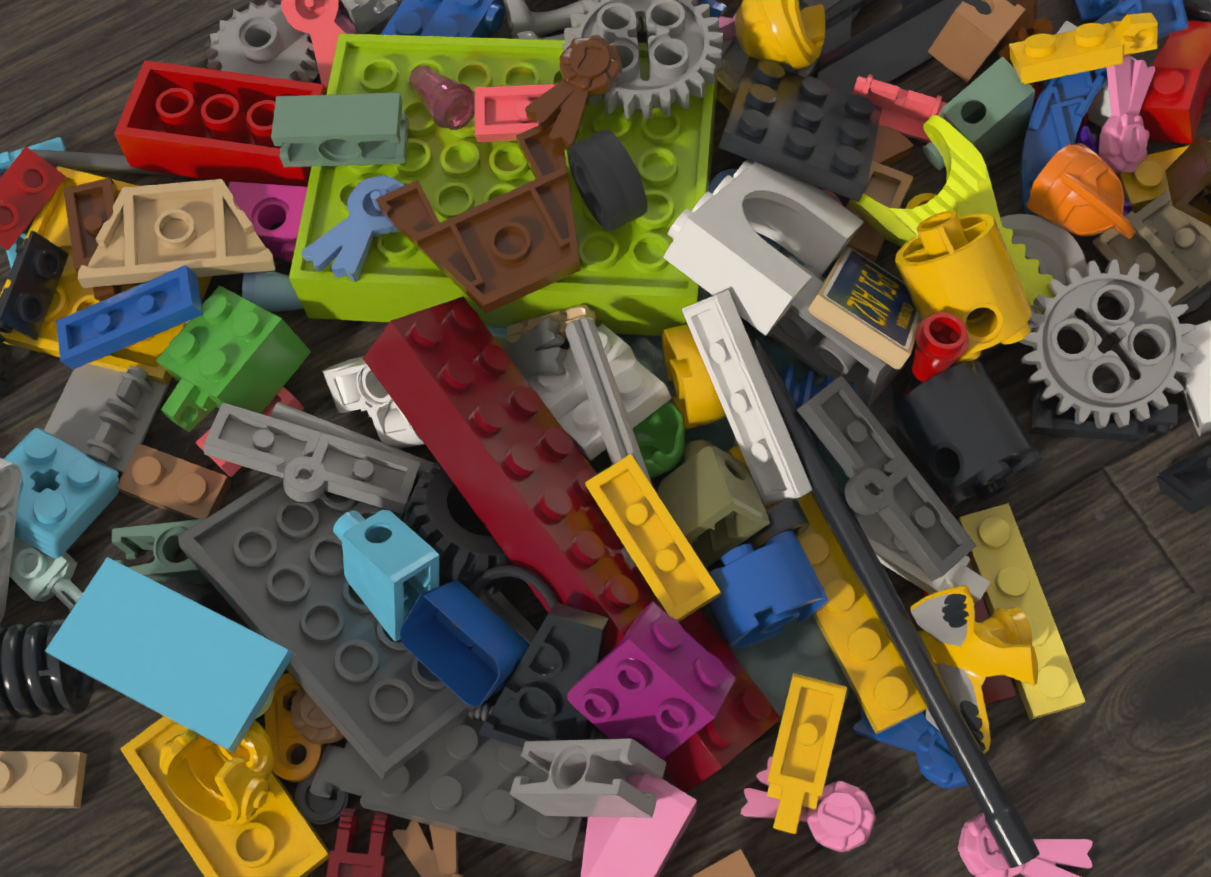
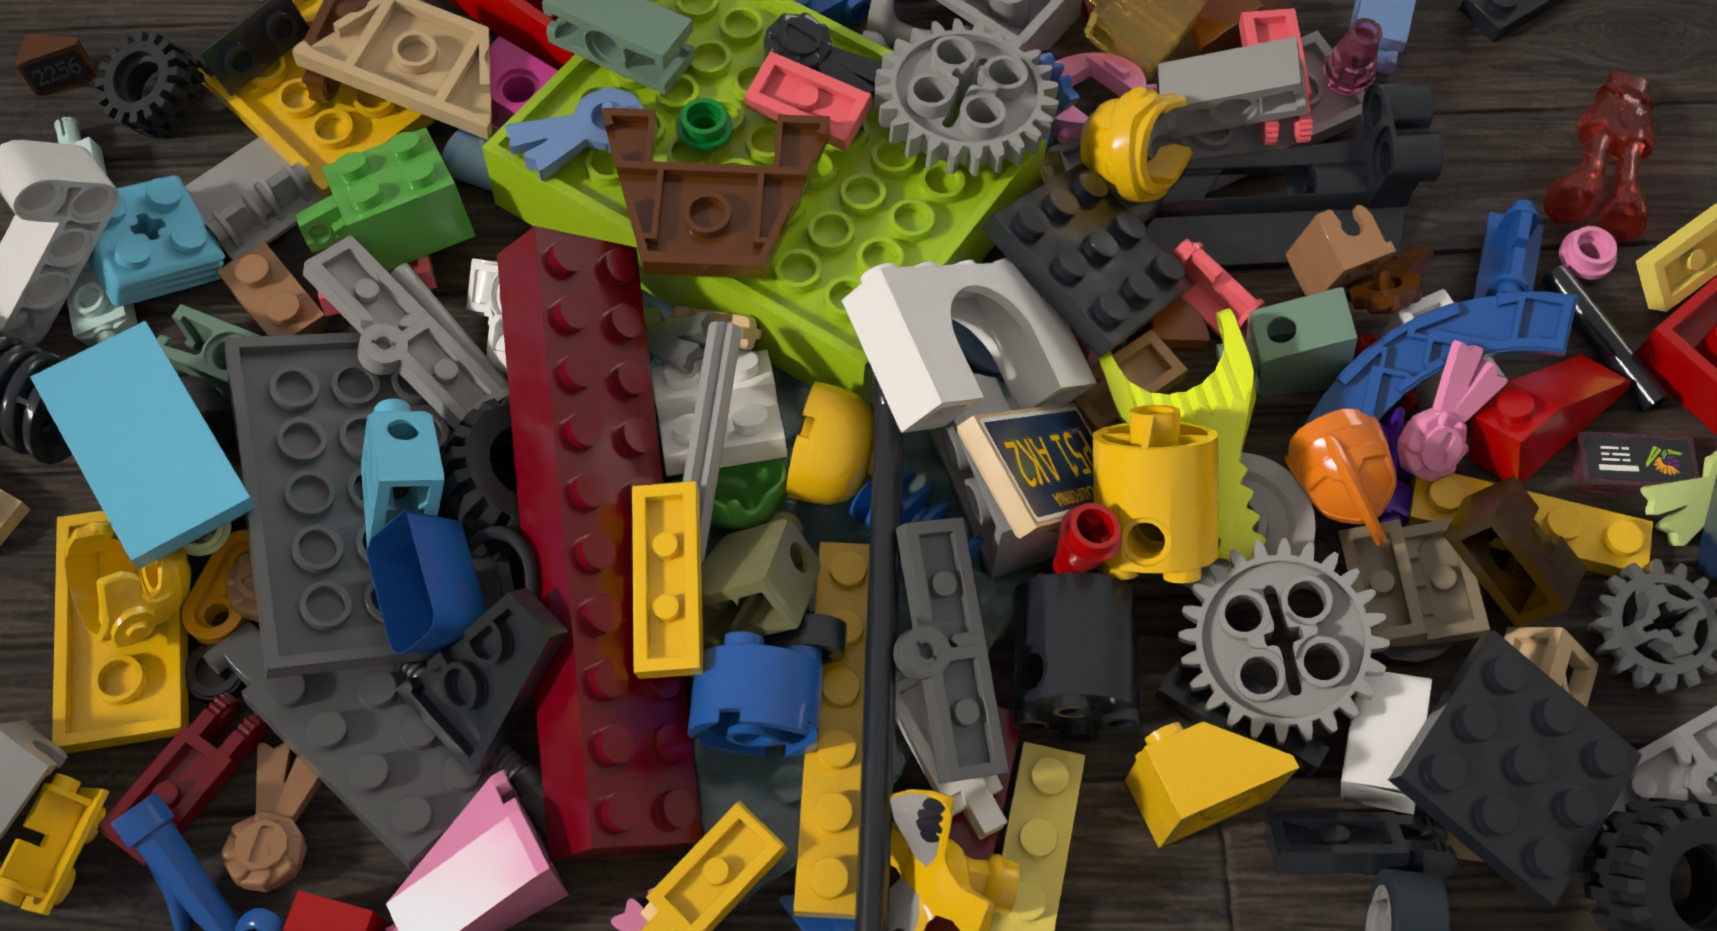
camera: 20 degrees right, 5 degrees down
(129, 317) = (321, 114): blue plate -> none
(445, 99) = (737, 48): clear pink cone -> none
(452, 163) = (704, 126): none -> green plate
(494, 67) = (810, 44): none -> black piece
(587, 70) = (886, 84): reddish brown piece -> none
(589, 778) = (458, 785): light grey piece -> none
(607, 180) = (839, 200): black tyre -> none
(653, 685) = (573, 726): magenta bracket -> none
(746, 399) = (849, 490): white tile -> none
(1083, 49) = (1432, 318): yellow hinge -> none
(1100, 481) = (1202, 778): none -> yellow slope

